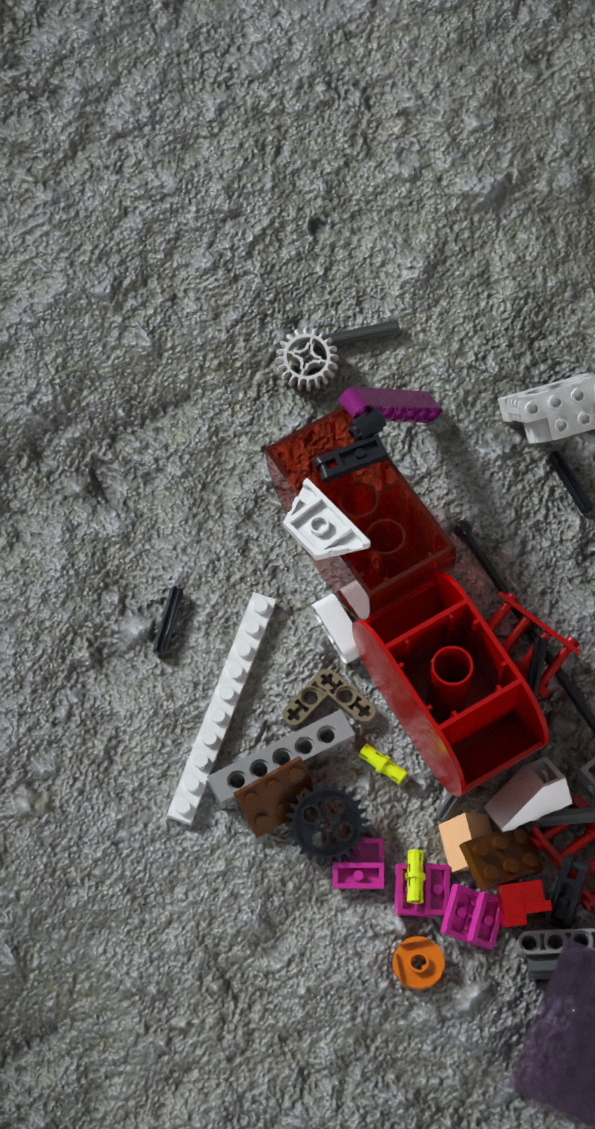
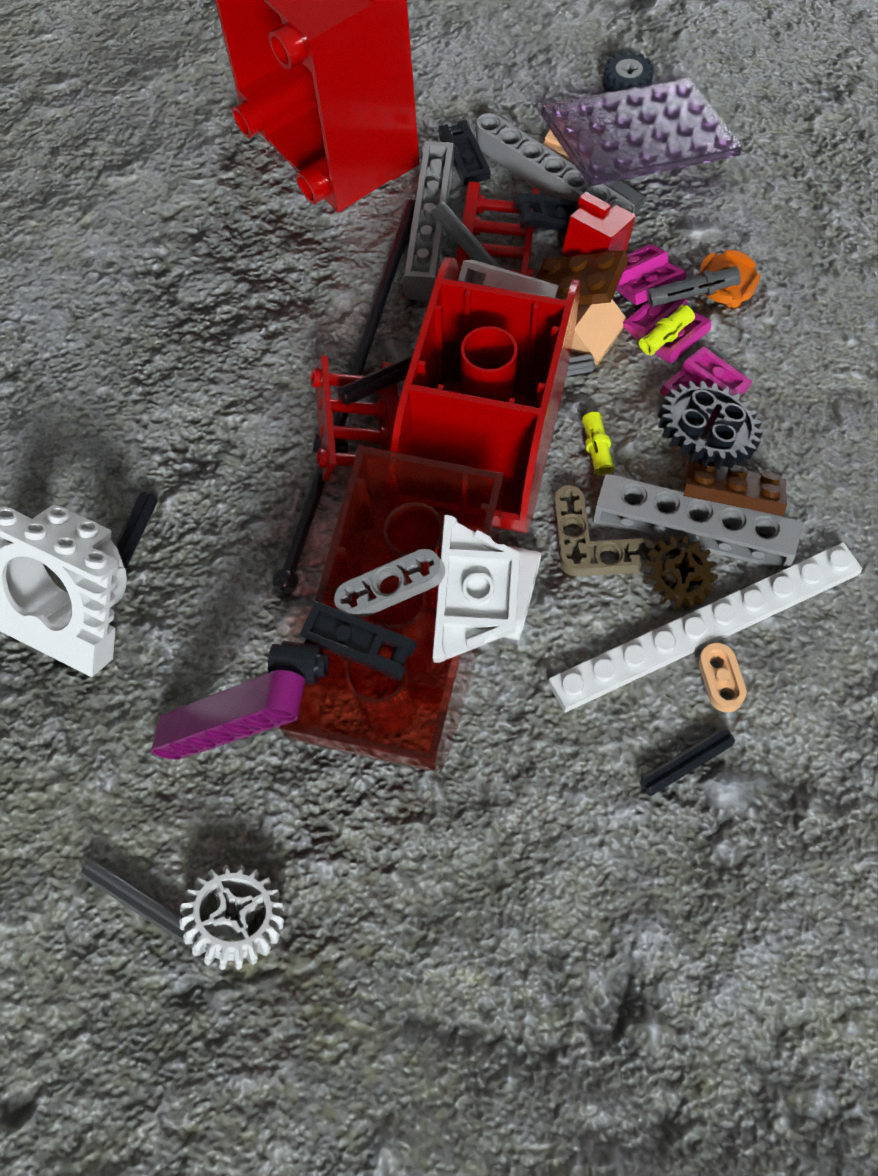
camera: 135 degrees left, 5 degrees down
(189, 680) = (722, 679): none -> light nougat plate
(253, 726) = (668, 580): none -> dark brown gear
(361, 500) = (374, 578): none -> light grey beam
(423, 928) = (706, 283): none -> dark grey pin

